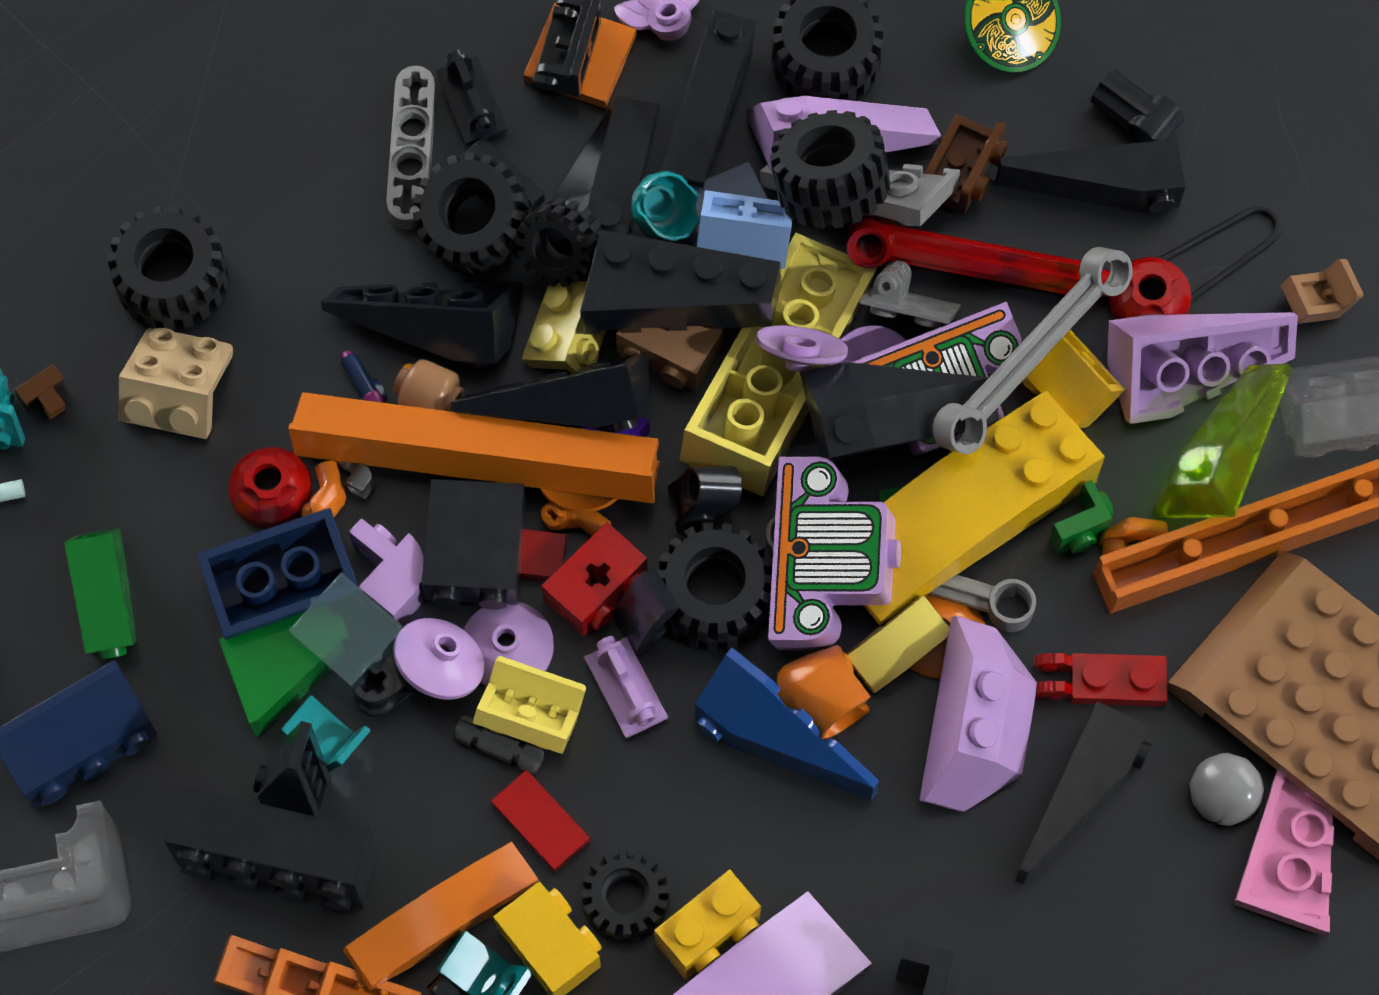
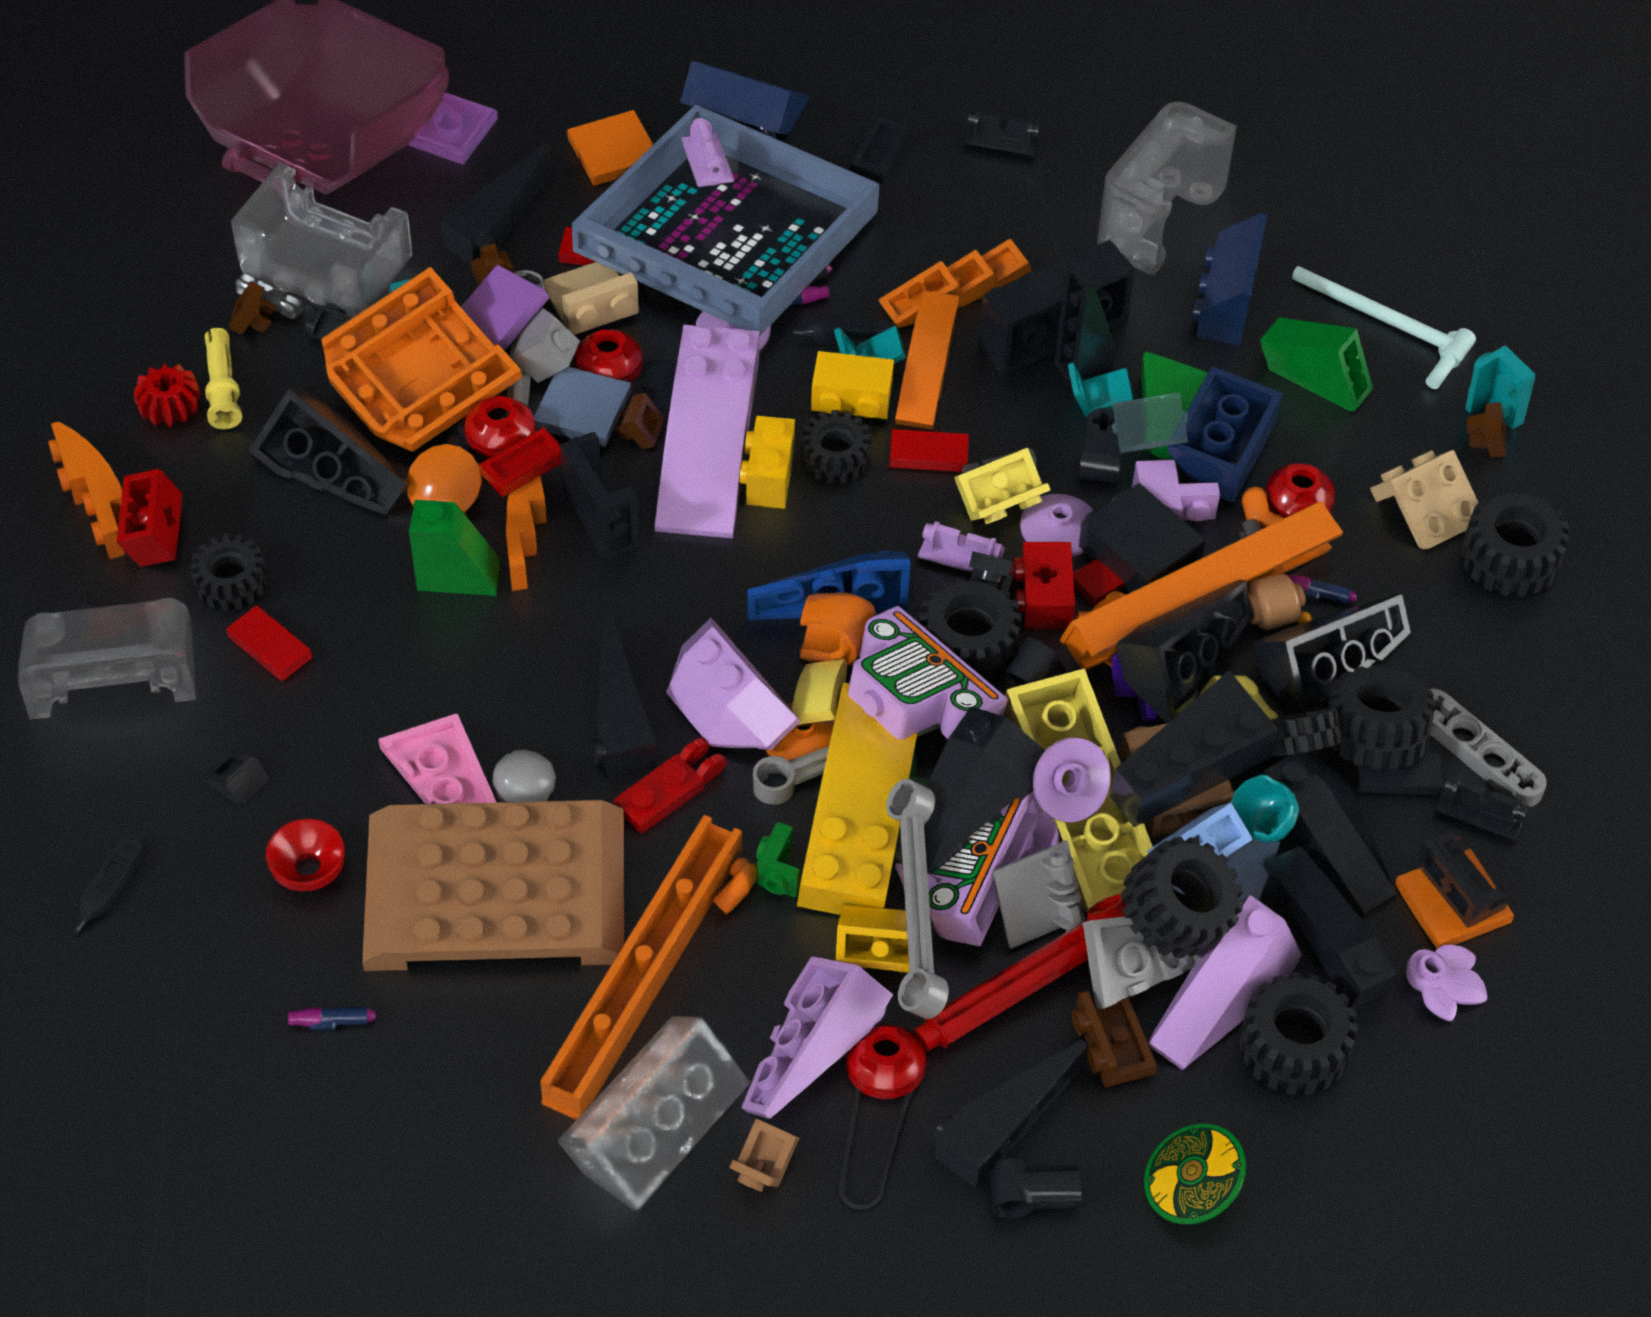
camera: 135 degrees right, 15 degrees down
(438, 658) = (1078, 485): lavender dish -> none
(1223, 452) = (724, 962): clear neon green wedge -> none

